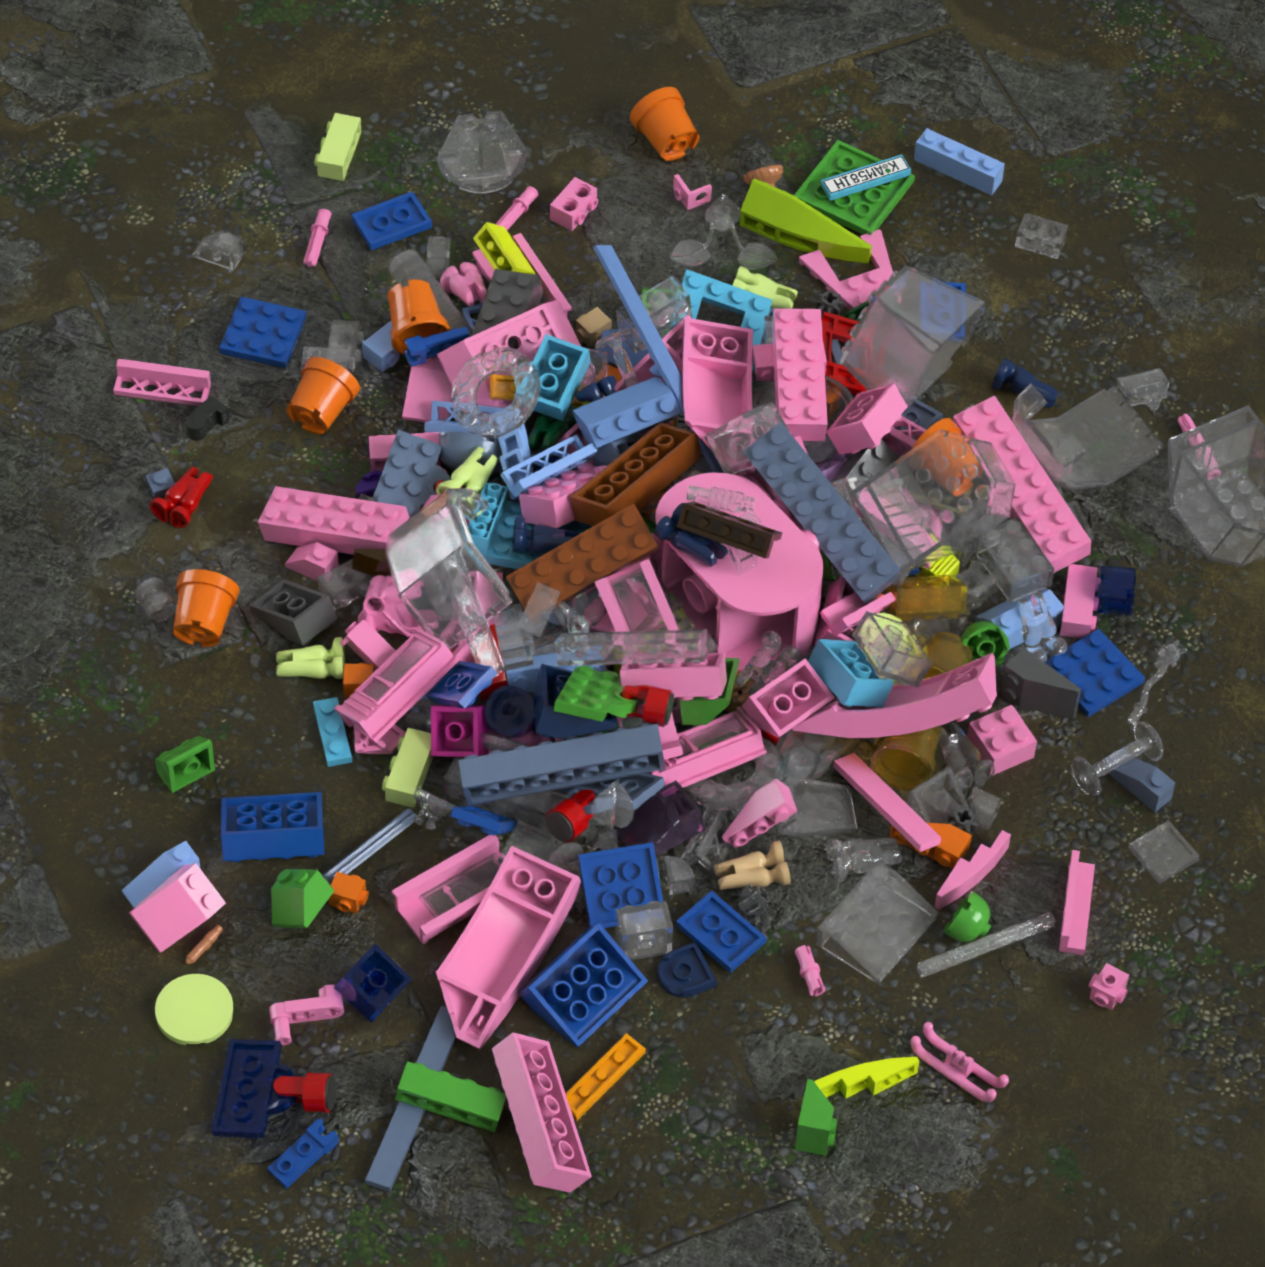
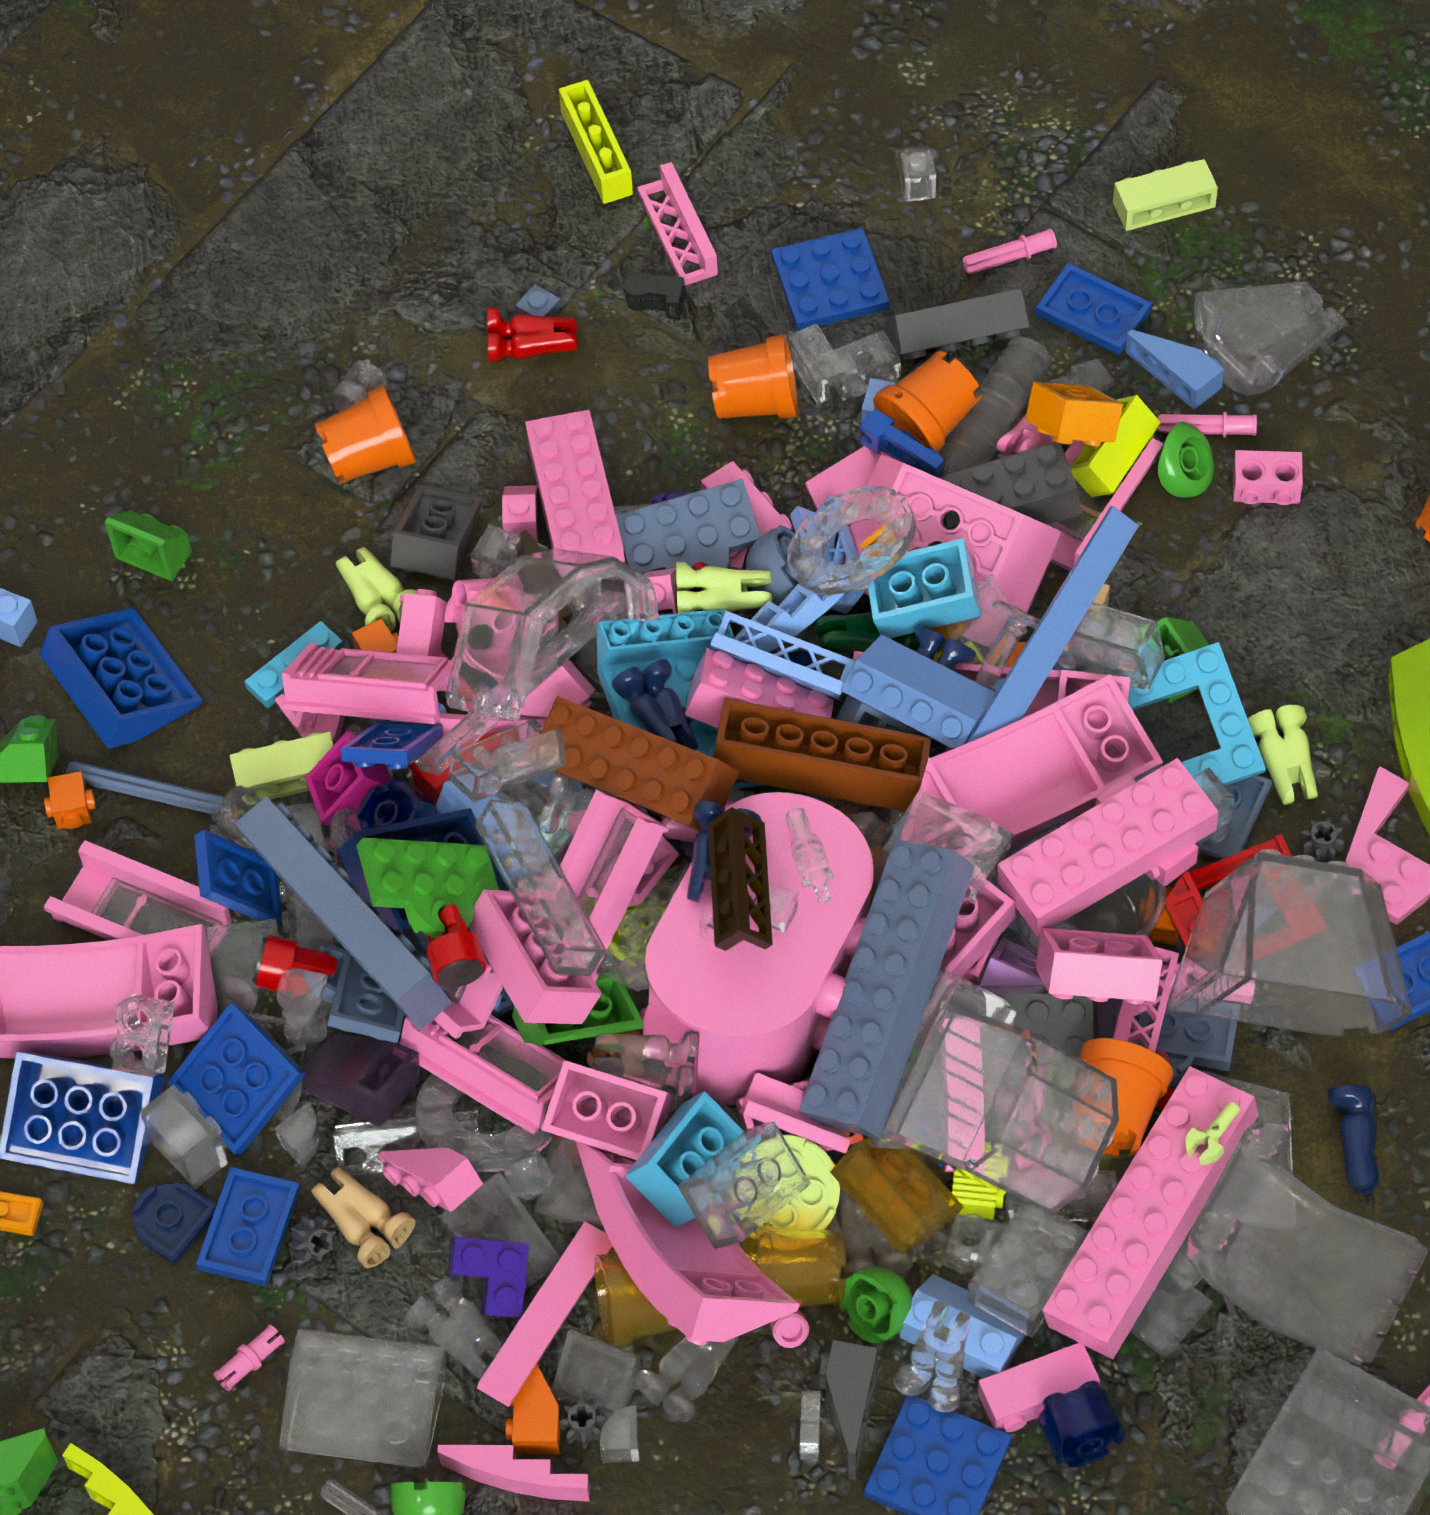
camera: 65 degrees right, 5 degrees up
(66, 389) = (595, 141): none -> neon yellow brick
(359, 280) = (957, 322): none -> dark grey brick
(467, 203) = (1179, 367): none -> medium blue slope
(482, 252) = (1073, 413): none -> light orange brick
(536, 233) = (1186, 462): none -> bright green hat
(572, 907) = (150, 1038): none -> clear brick
(689, 197) = (1378, 584): bright pink bracket -> none
(722, 215) = (1297, 643): clear plant -> none
(846, 811) = (503, 1269): none -> dark purple brick
(1003, 738) = (742, 1404): bright pink brick -> none
(1007, 424) = (1211, 1135): none -> yellowish green bar
(1035, 716) = (810, 1425): none -> clear beam

